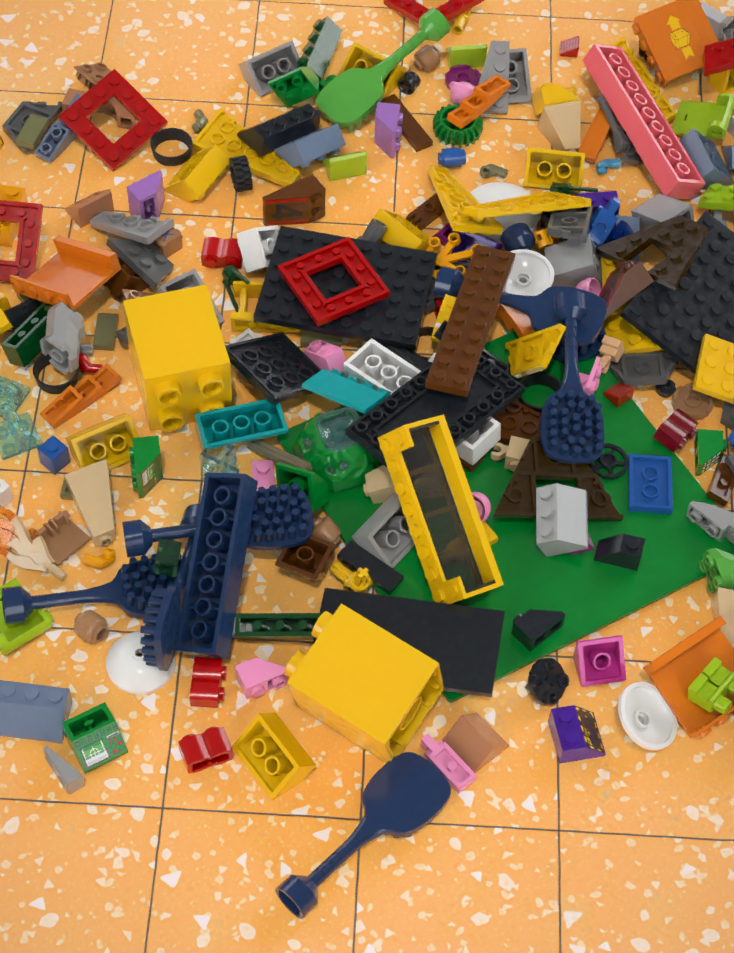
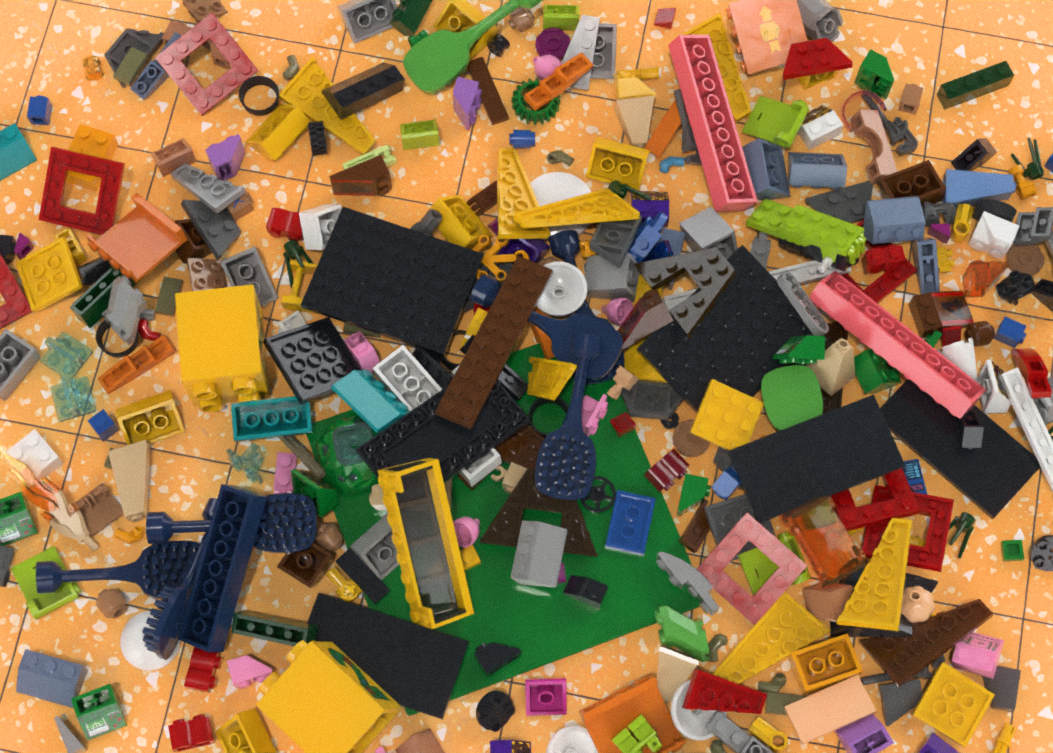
camera: 10 degrees right, 15 degrees up
(145, 464) = (182, 448): green slope -> none
(167, 557) = (183, 550): clear green brick -> none
(296, 85) = (386, 41): green slope -> none
(312, 146) = (389, 113): sand blue slope -> none
(322, 310) = (365, 310): red plate -> none

